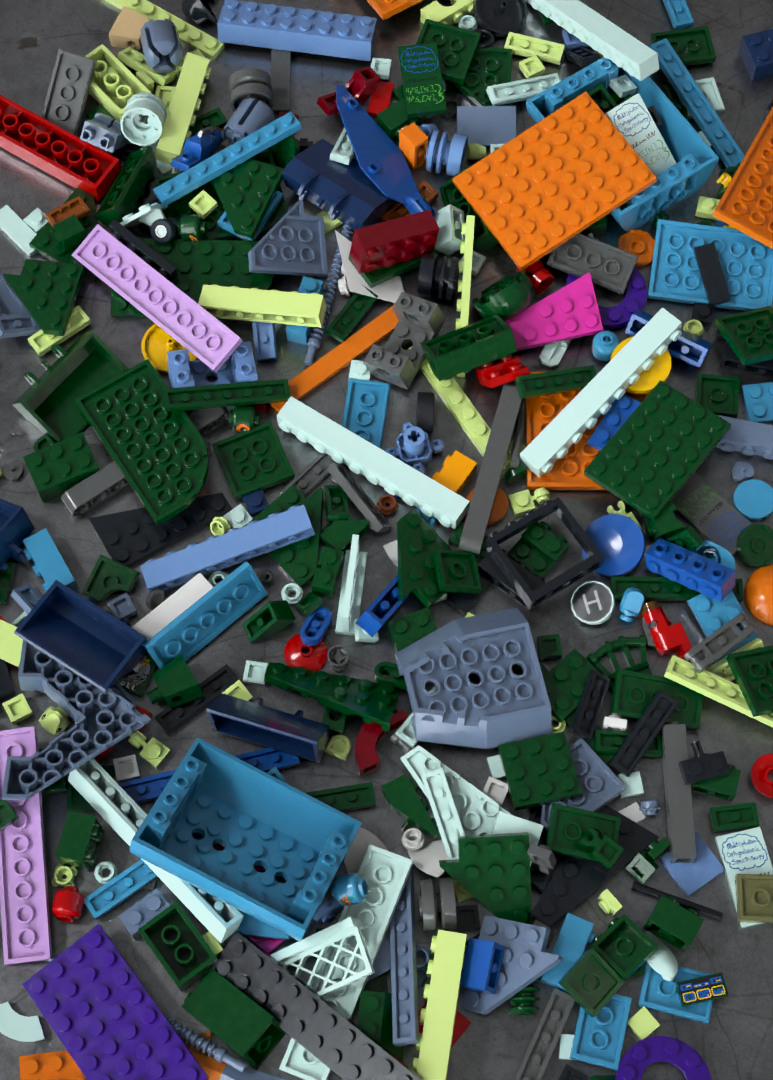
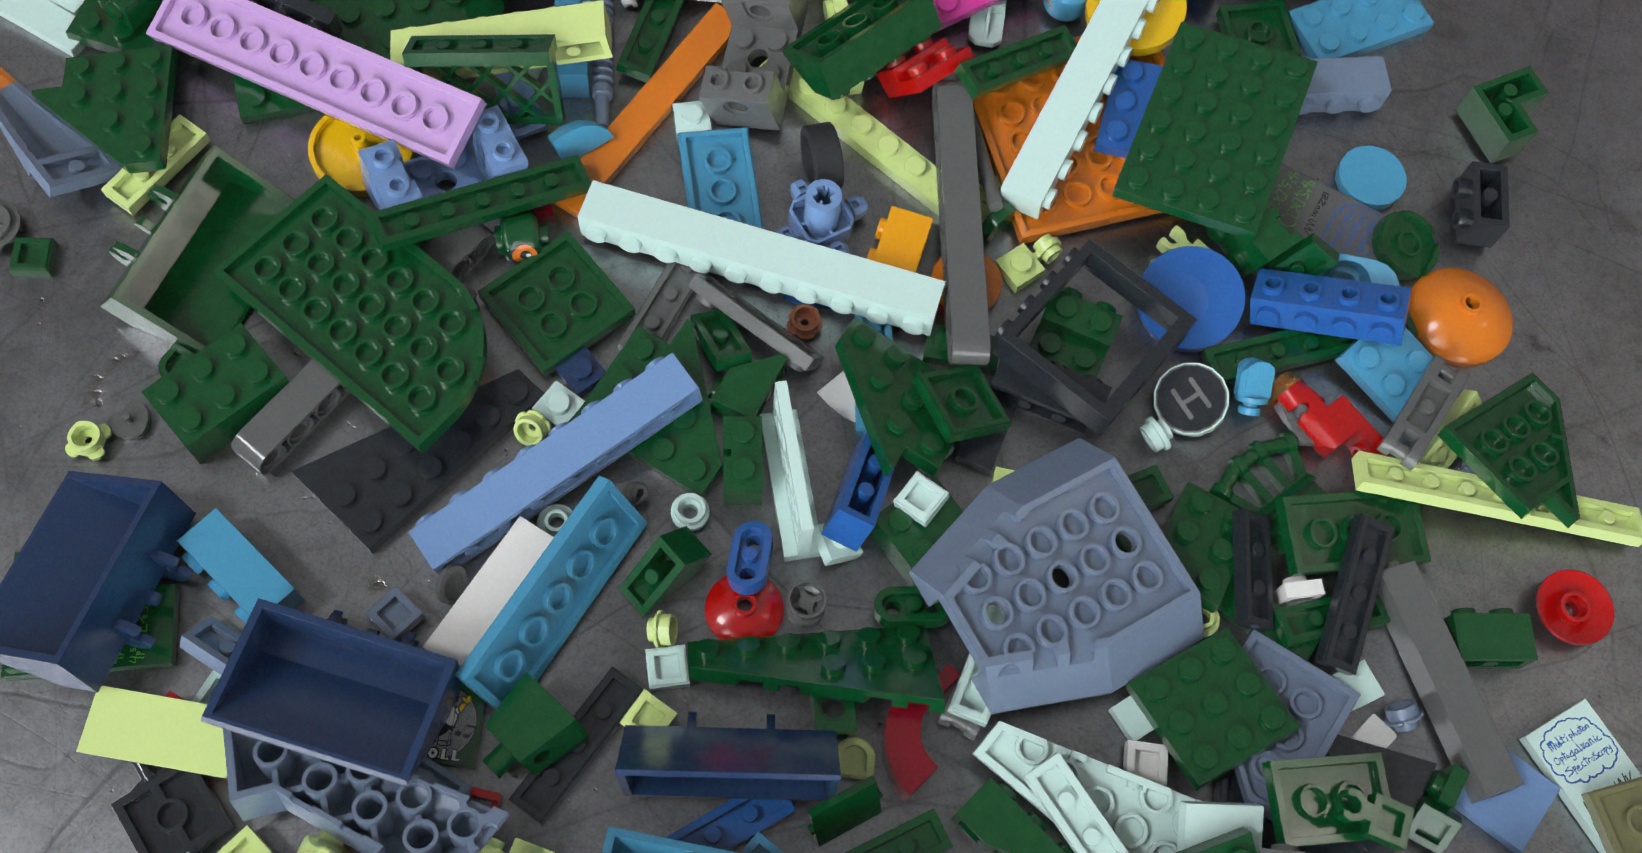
camera: 25 degrees left, 0 degrees up
(108, 578) = (356, 567): dark green tile -> none
(257, 312) = (493, 51): none -> dark green fence
(258, 652) = (662, 629): none -> yellowish green plate
(291, 369) = (578, 138): none -> dark azure brick
(309, 604) = (726, 522): dark green tile -> none
(324, 769) = (845, 811): none -> dark green piece
(415, 617) = (921, 499): none -> light aqua tile
(566, 617) = (1156, 434): none -> light aqua plate
(703, 765) = (1473, 623): black plate -> none
(734, 817) = (1540, 694): dark green plate -> none
(742, 471) = (1334, 139): sand blue piece -> none

